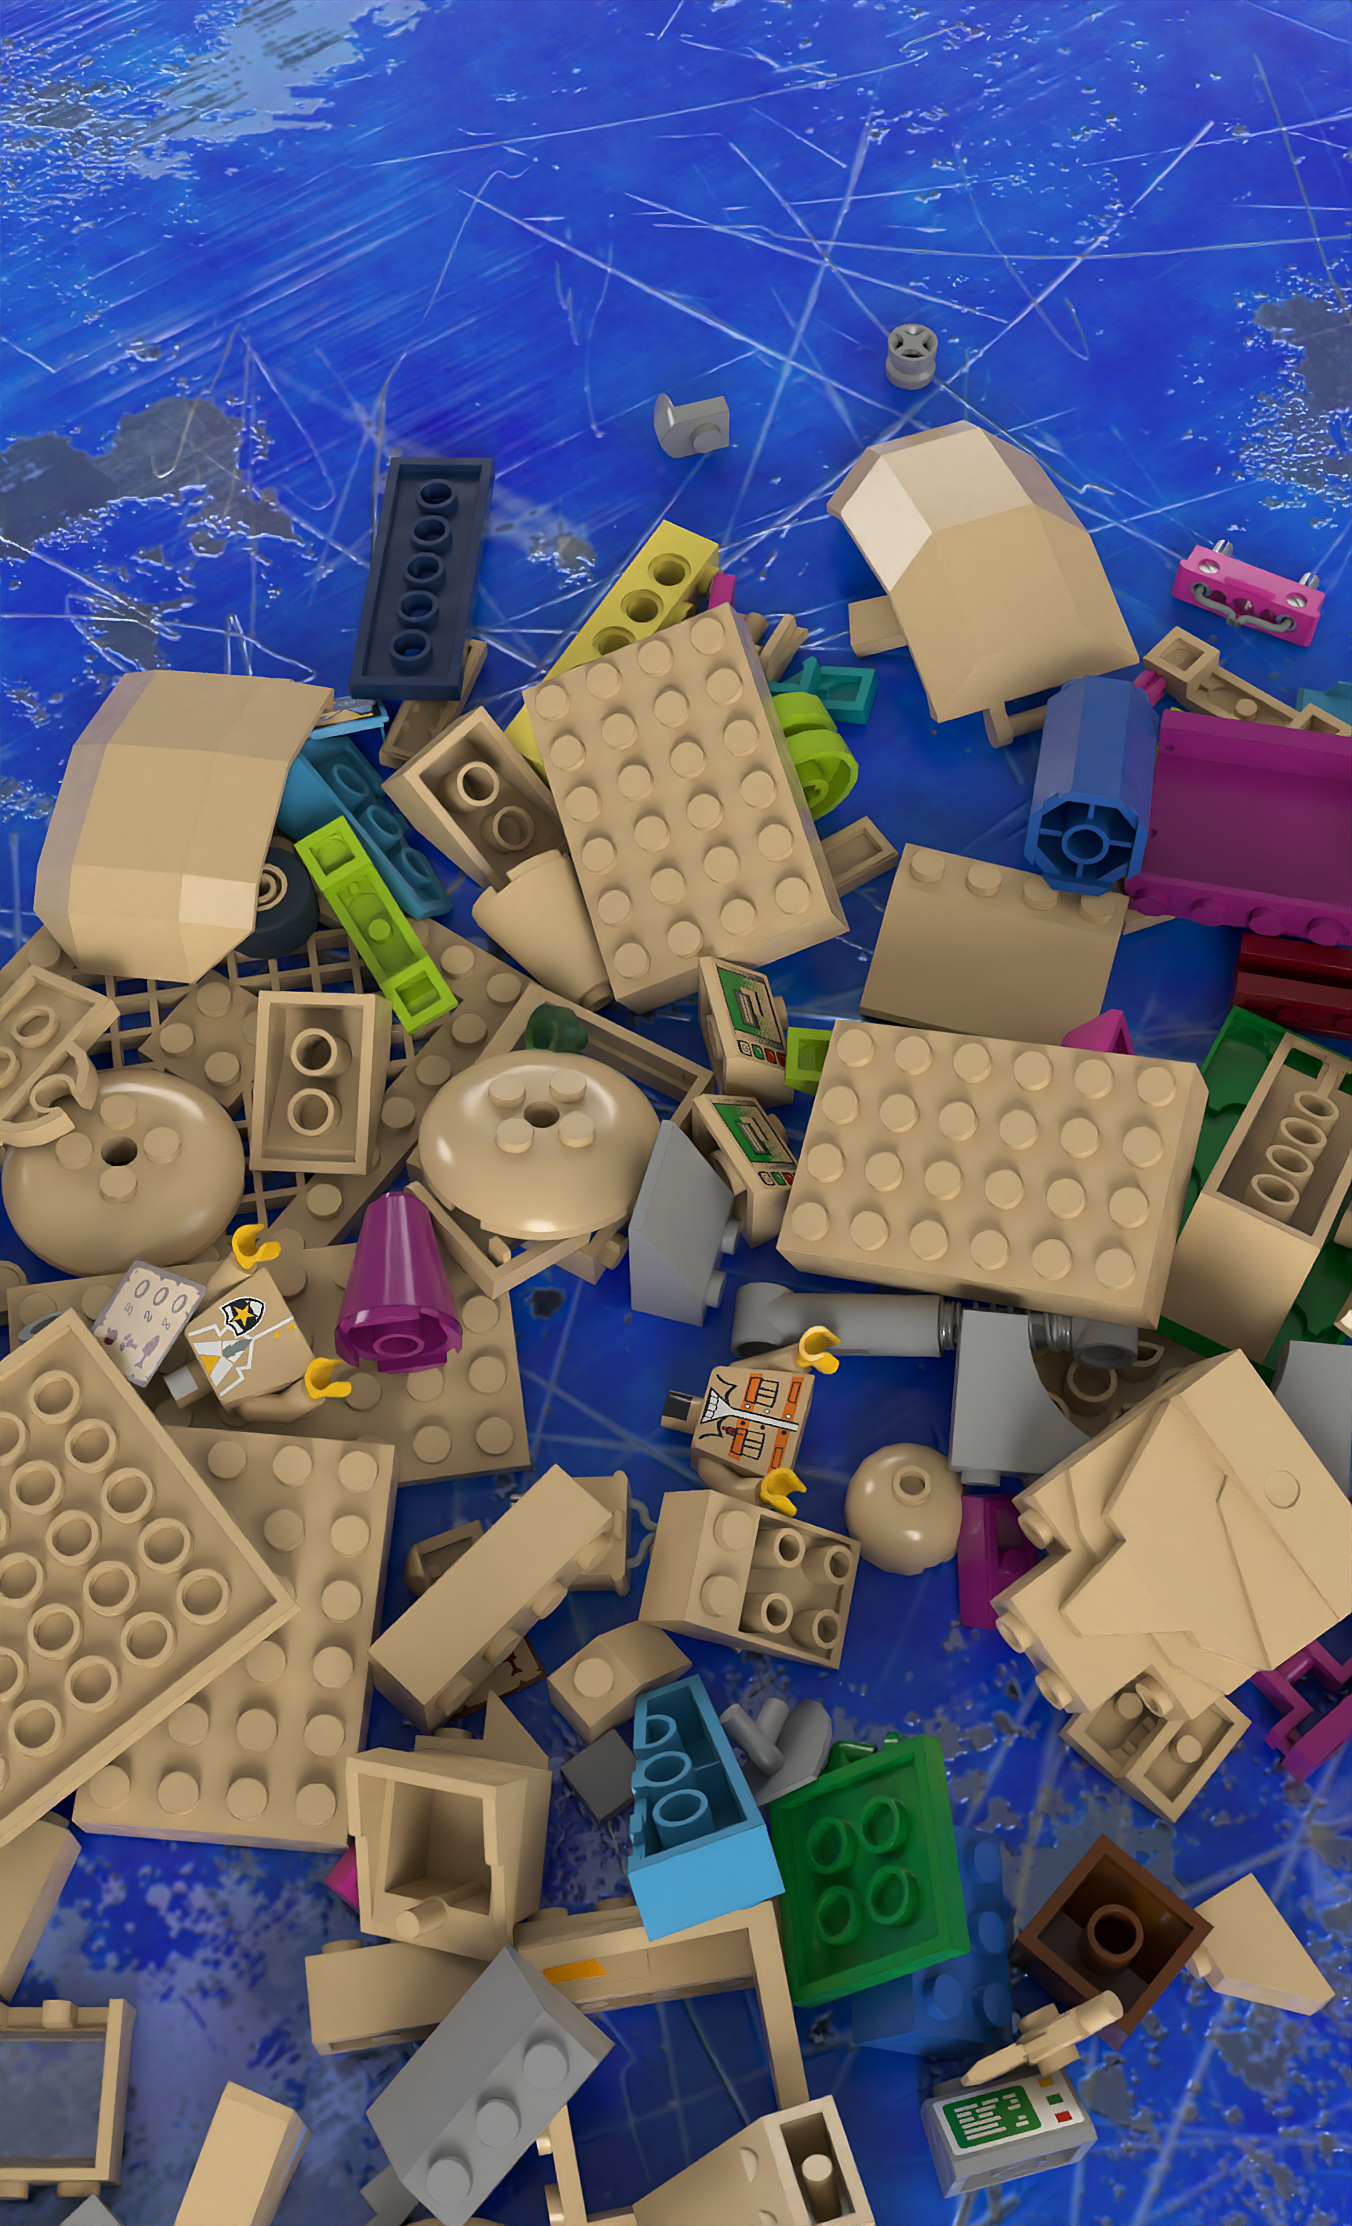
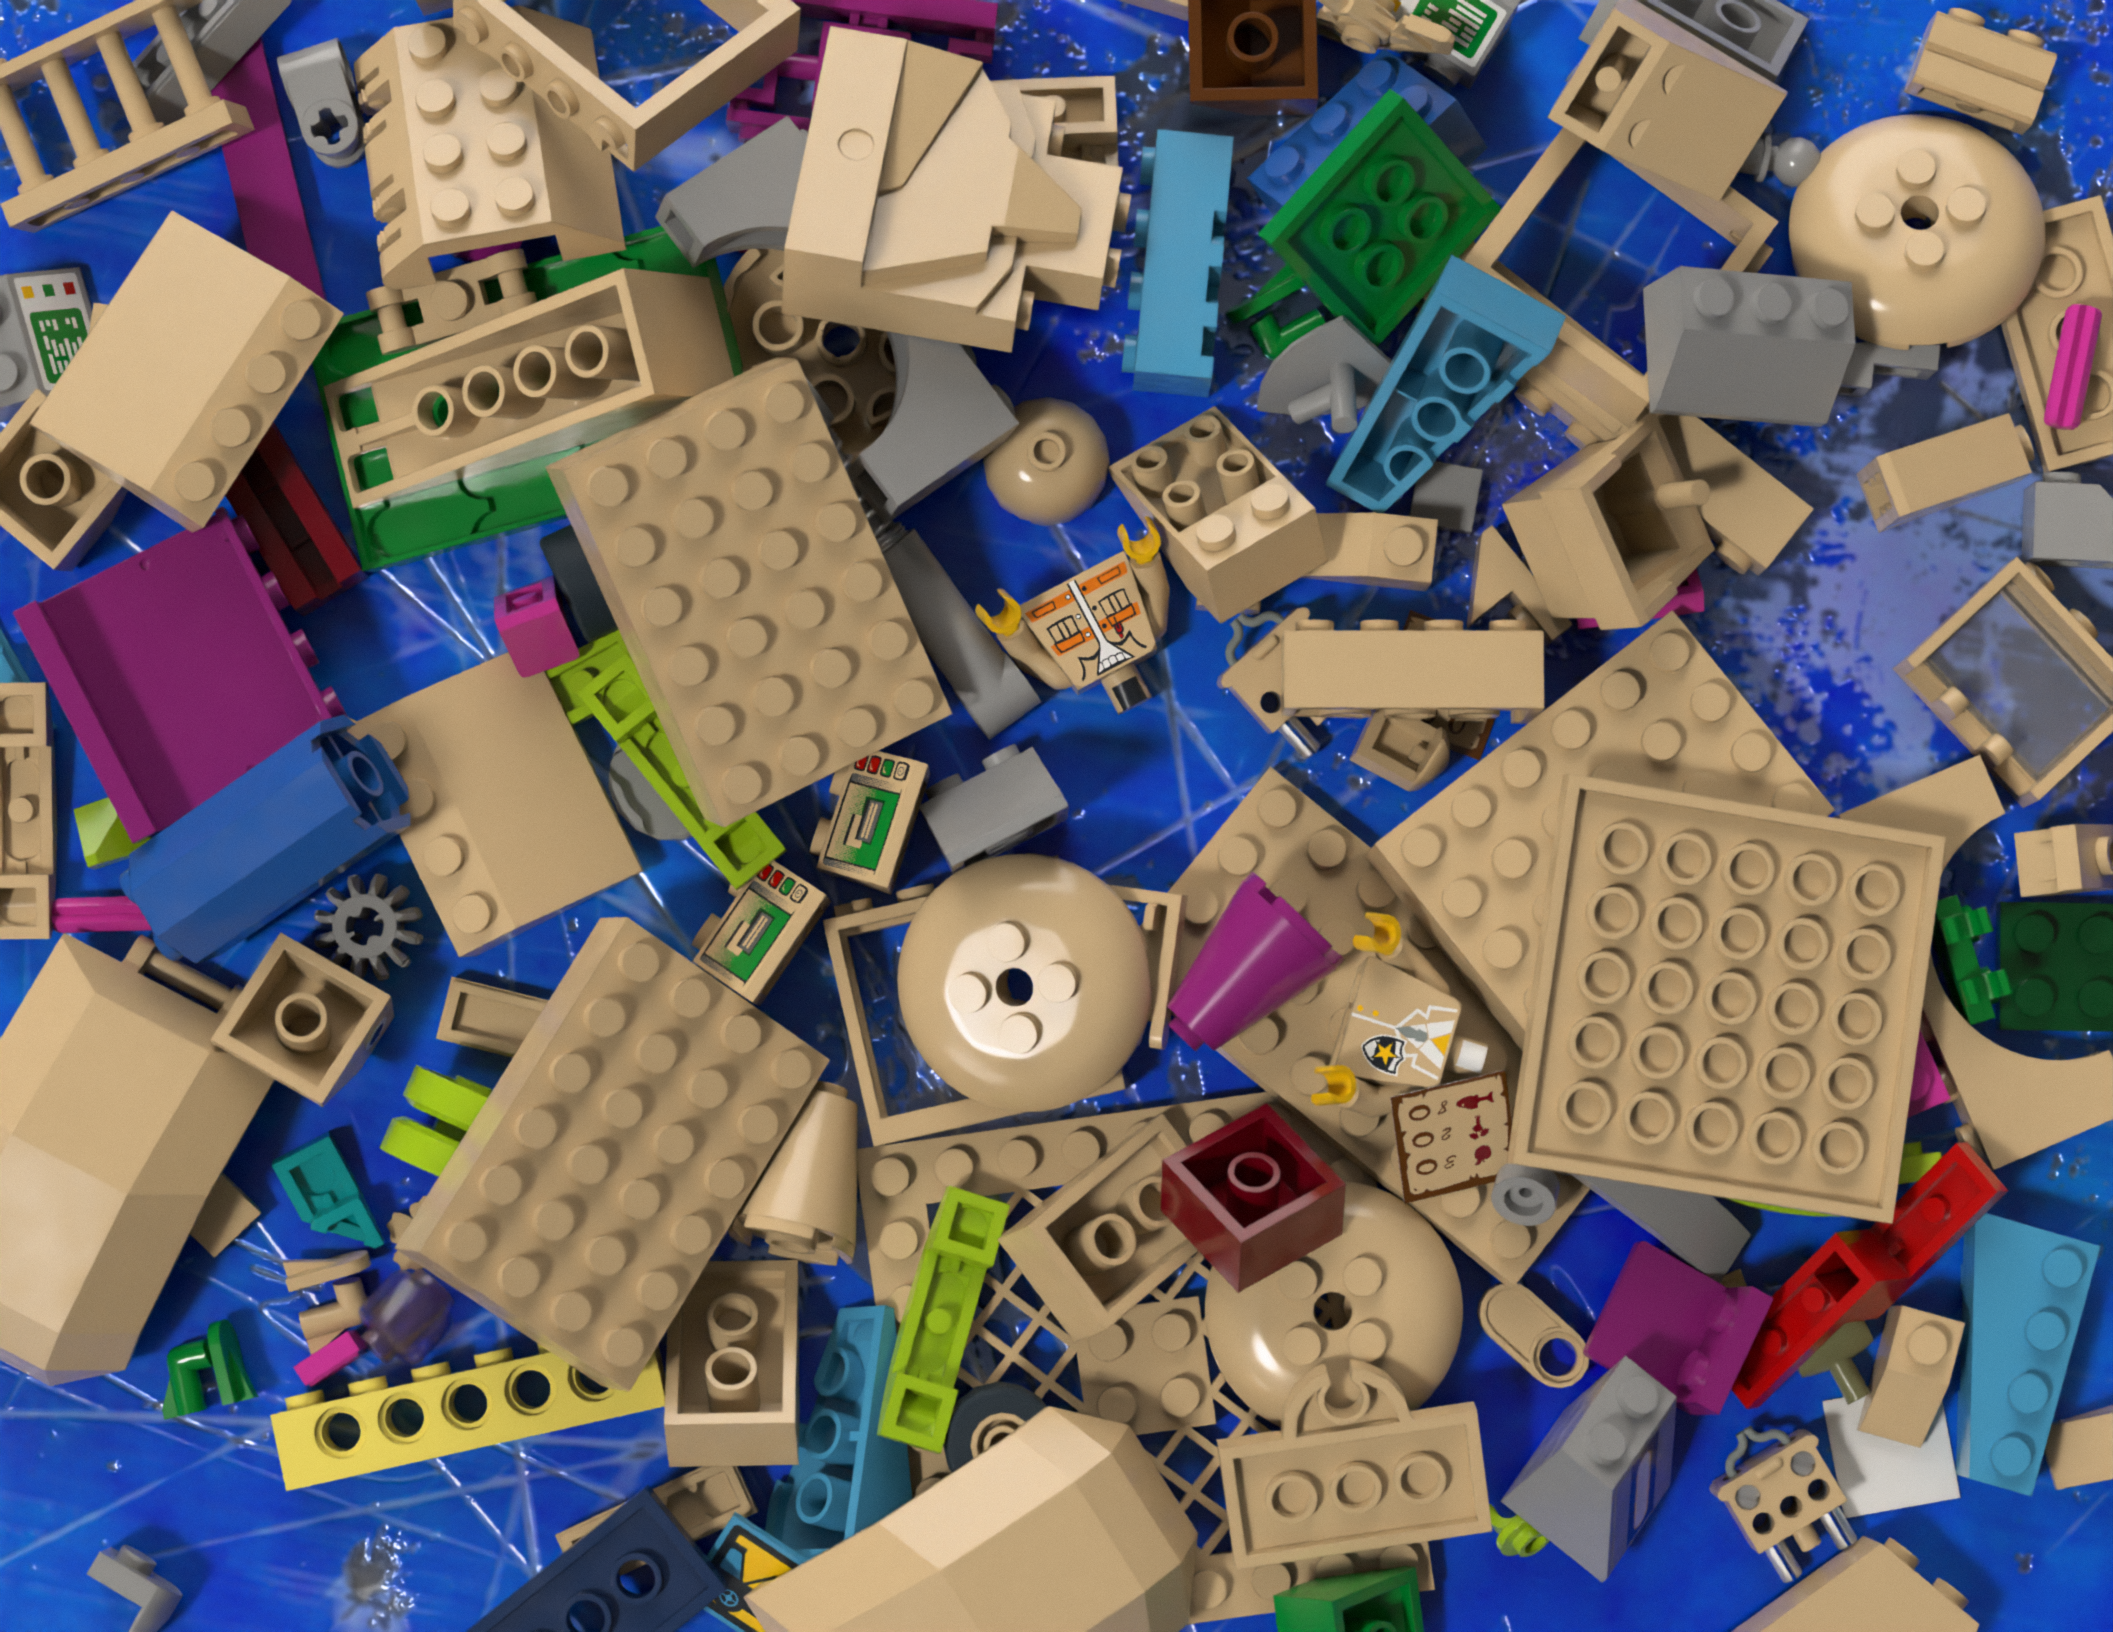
camera: 135 degrees left, 25 degrees up
(244, 1153) = (1252, 1197): none -> dark red brick
(555, 1030) = (909, 1070): clear green tile -> none
(778, 555) = (219, 1351): none -> green piece
(949, 734) = (305, 1021): none -> tan slope
(979, 825) = (359, 907): none -> light grey gear
(990, 1555) = (1043, 356): magenta slope -> none
(990, 1744) = (1181, 263): none -> dark azure wedge

